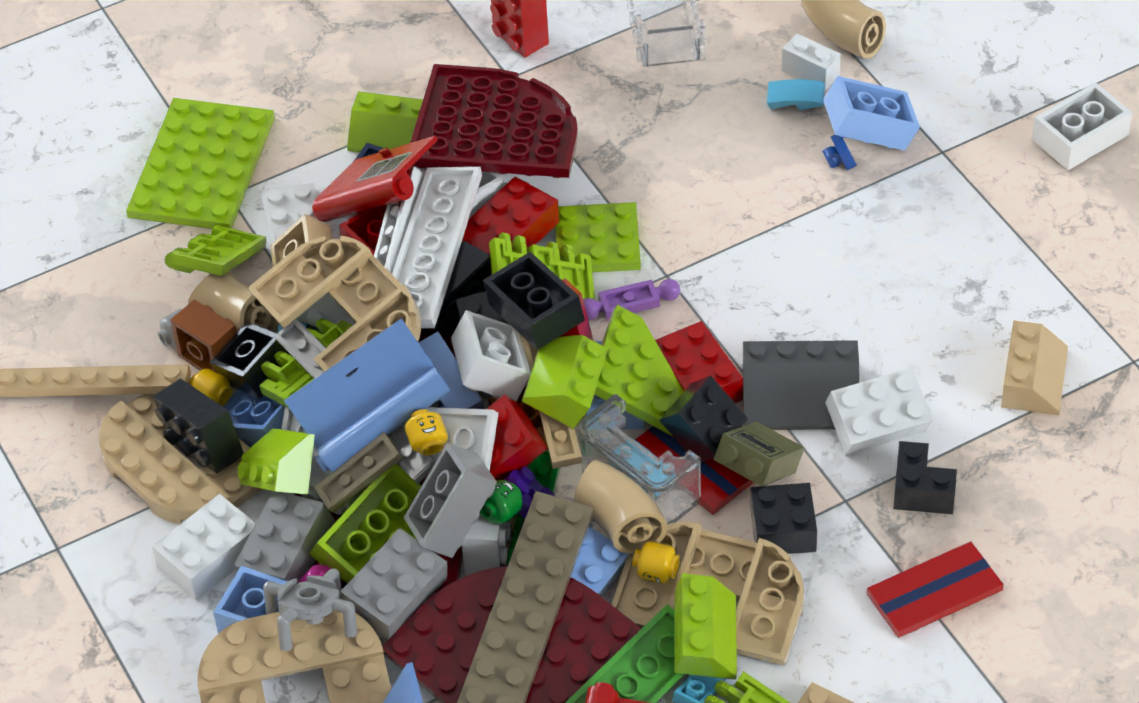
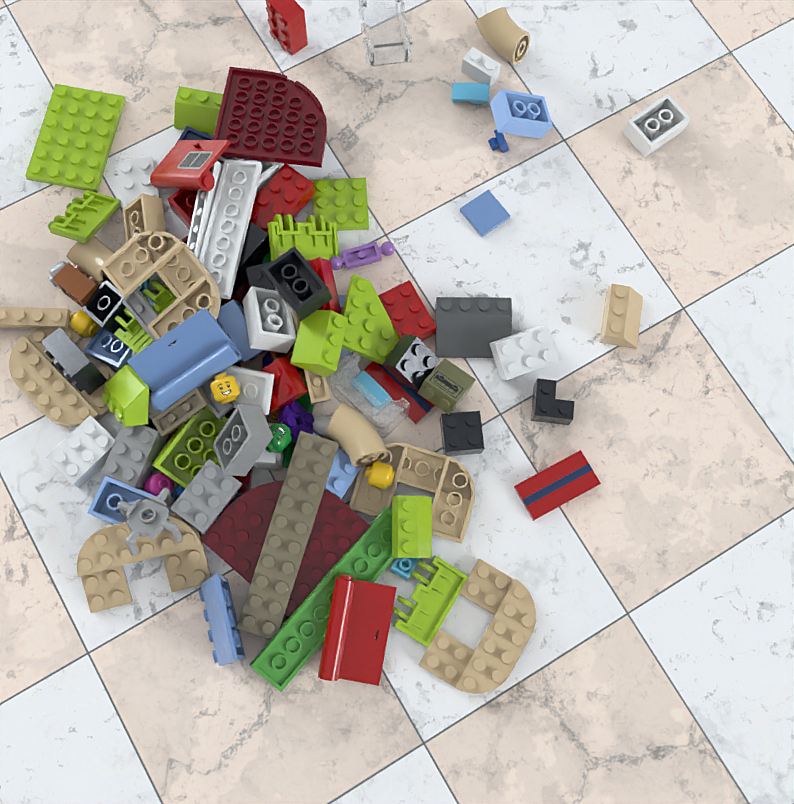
camera: 10 degrees left, 25 degrees up
(819, 244) = (485, 213): none -> medium blue tile

